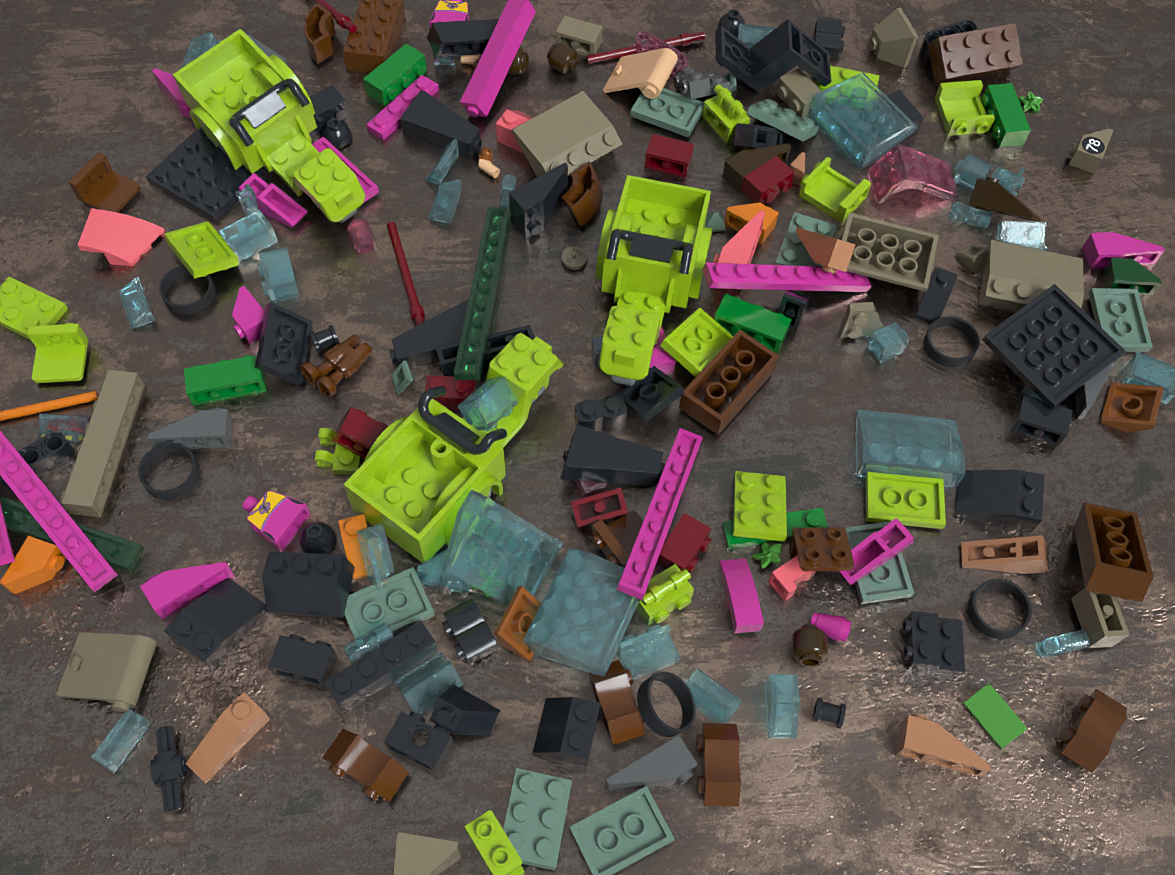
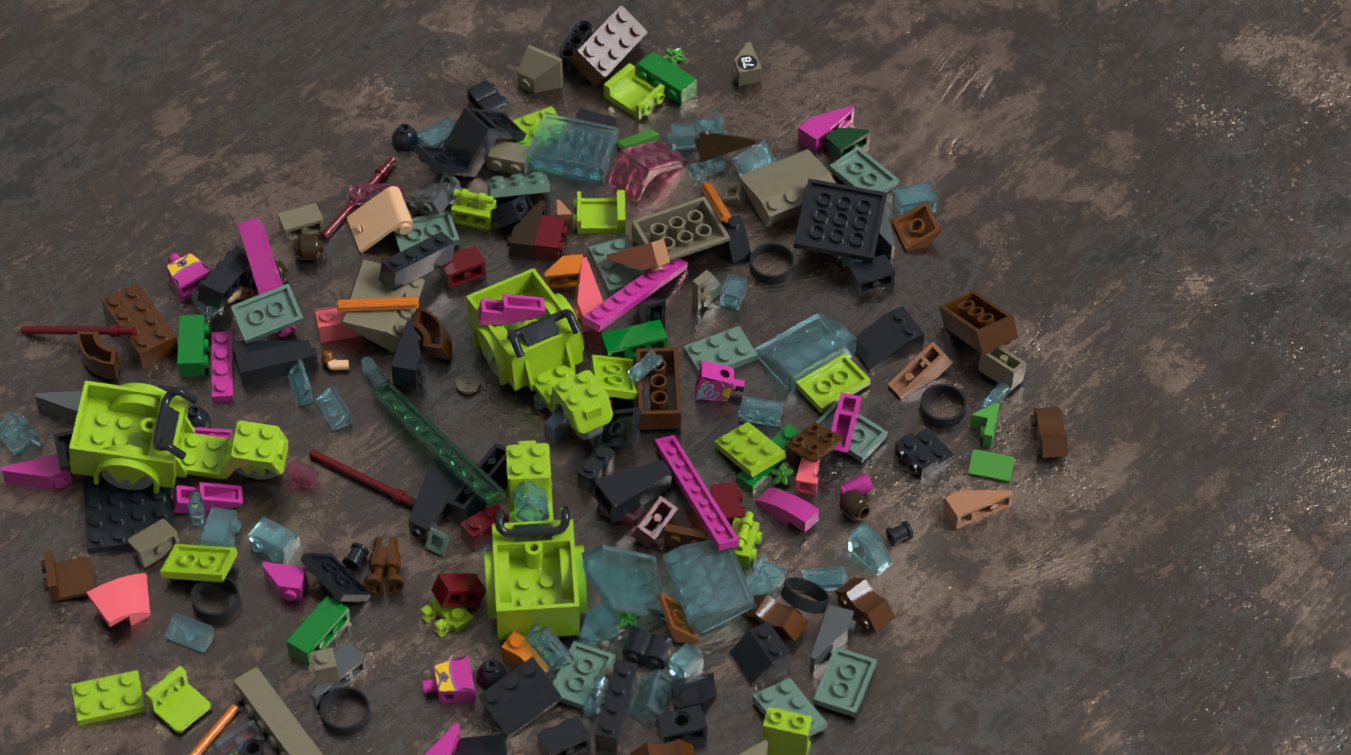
camera: 40 degrees left, 10 degrees down
(174, 416) = (324, 666): none -> dark tan brick
(192, 207) = (154, 542): none -> dark tan panel
(463, 83) = (267, 313): none -> sand green plate
(490, 676) = (686, 662): none -> clear light blue brick
(554, 133) = (371, 304): none -> orange axle
(622, 120) = (416, 261): none -> black brick
(647, 211) = (510, 309): none -> dark pink slope
(730, 351) = (643, 367): none -> clear light blue bar
(788, 416) = (716, 382): none -> dark pink torso
(808, 475) = (761, 411): none -> clear light blue bracket
(823, 391) = (725, 348): none -> sand green plate
(935, 151) = (638, 139): none -> bright green slope
(946, 248) = (715, 202): none -> orange axle
(1032, 662) = (986, 421): none -> bright green slope

